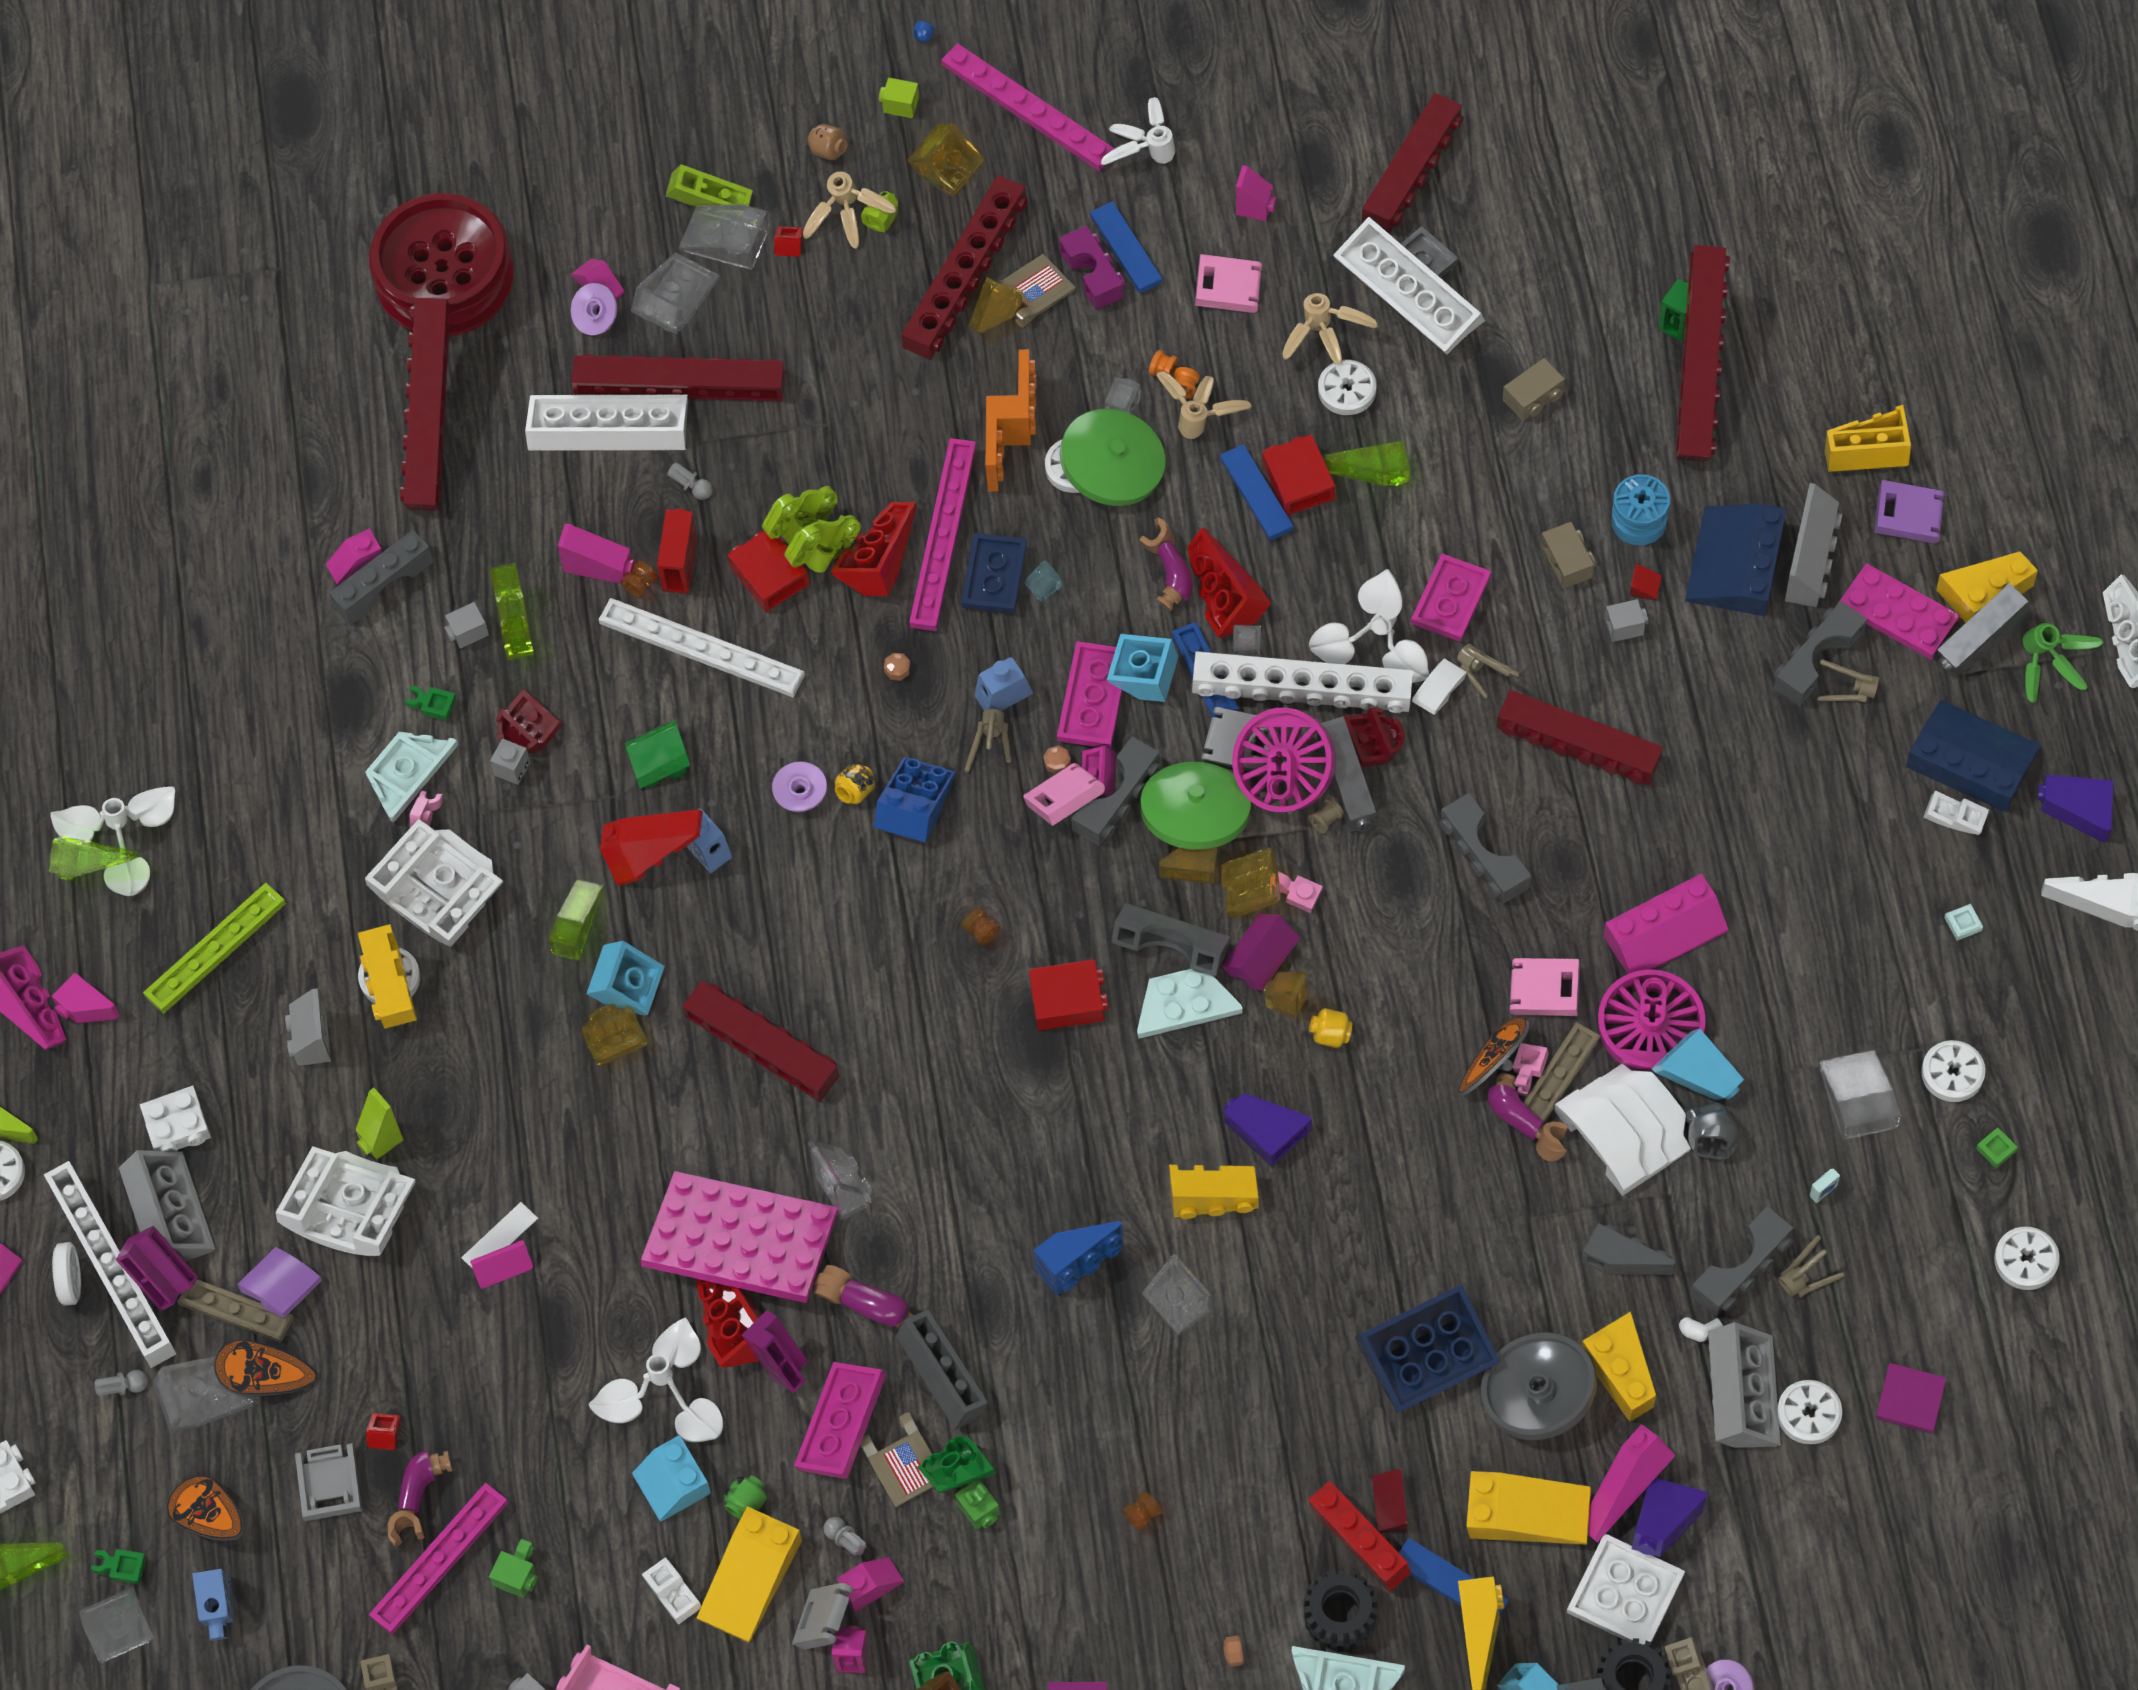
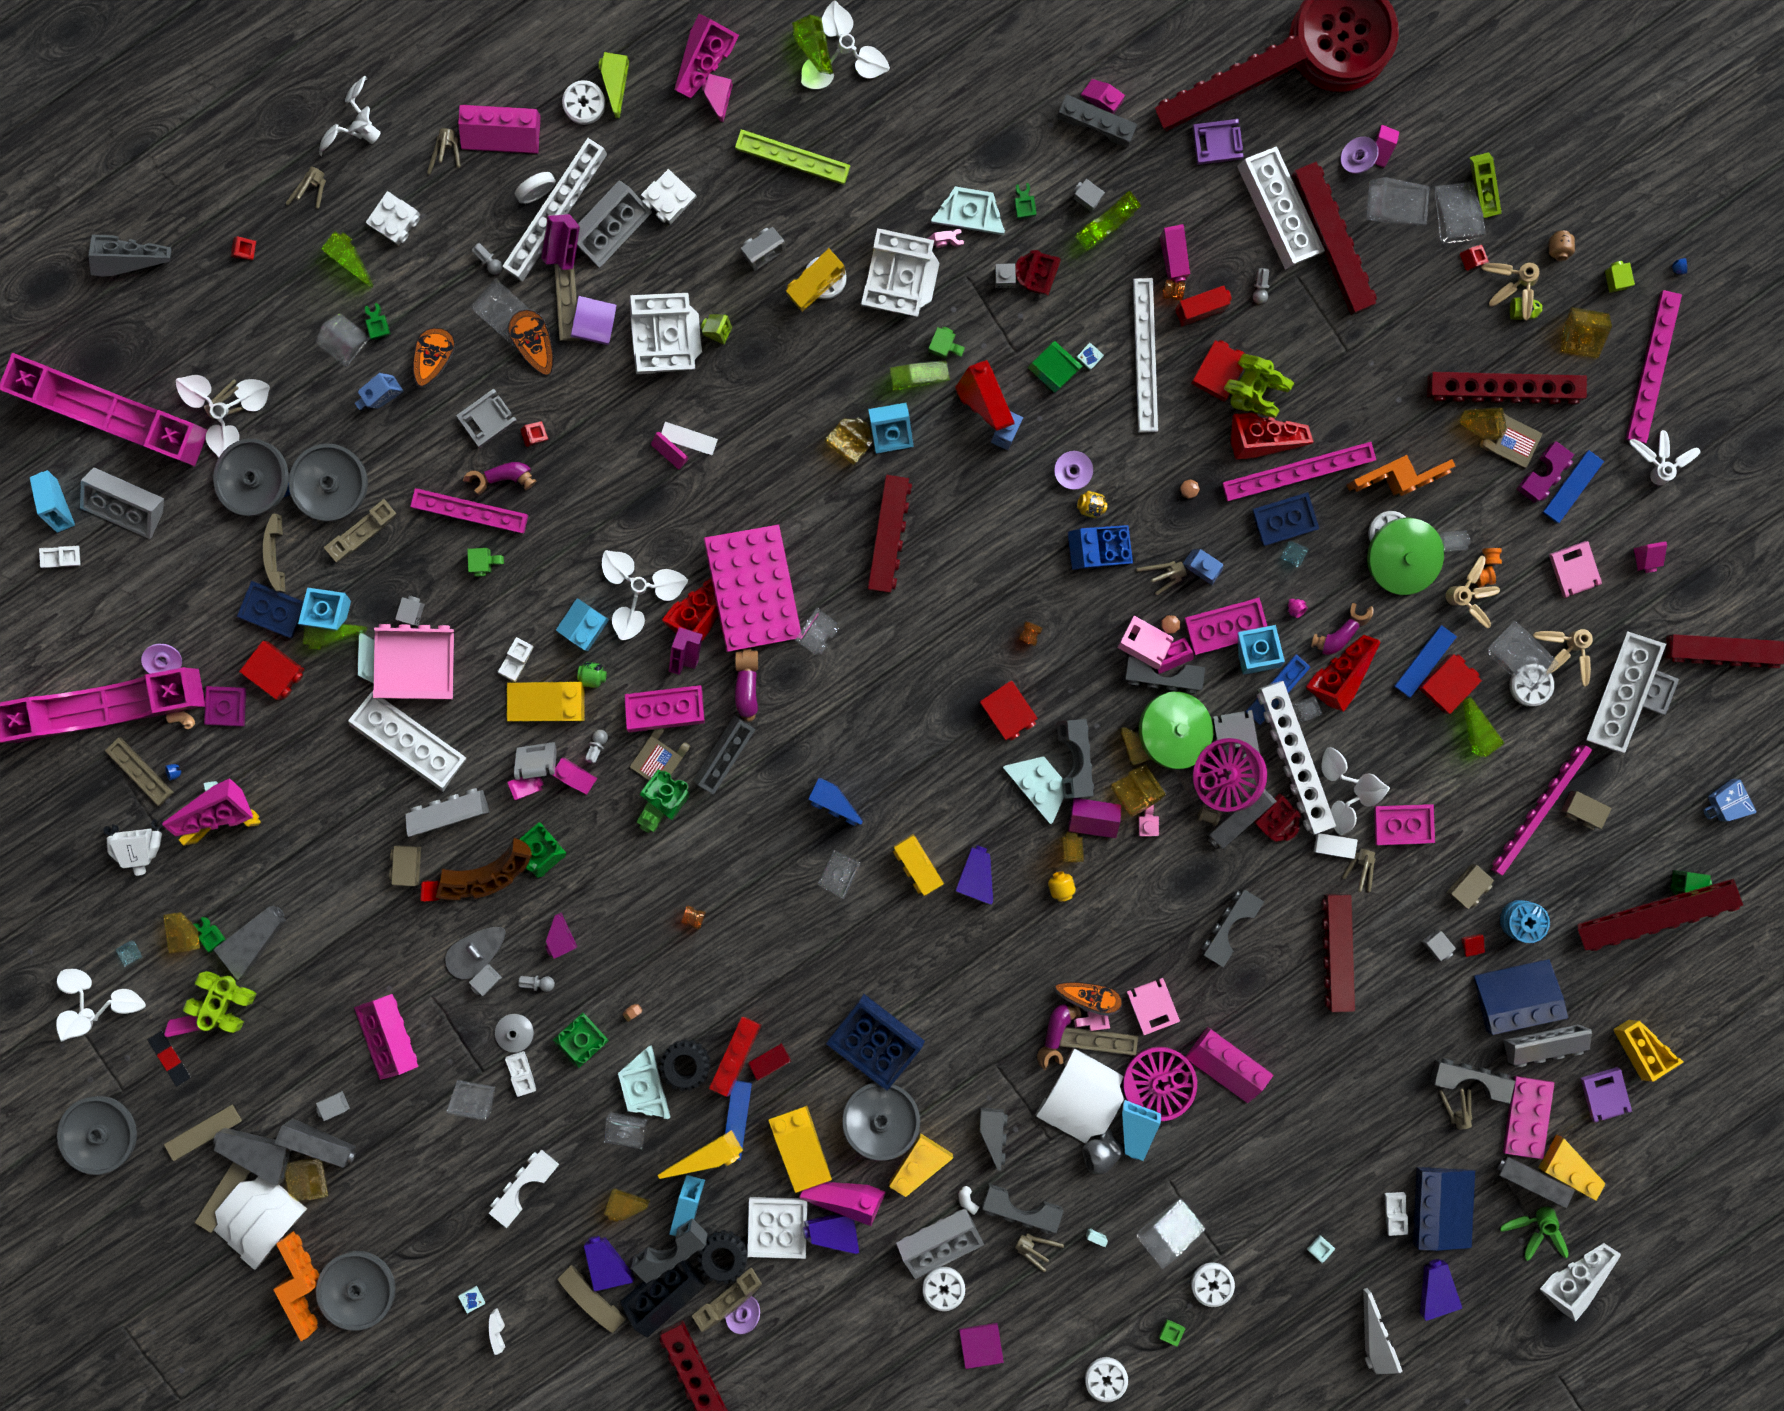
camera: 60 degrees right, 25 degrees up
(486, 454) = (1221, 141): none -> medium lavender container
(554, 871) = (943, 343): none -> bright green brick
(666, 709) = (1090, 356): none -> light aqua tile
(1112, 605) = (1297, 607): none -> dark pink plate
(1304, 379) = (1522, 656): none -> clear slope
(1512, 444) = (1536, 815): none -> dark pink plate
(1602, 232) = (1729, 802): none -> medium blue torso

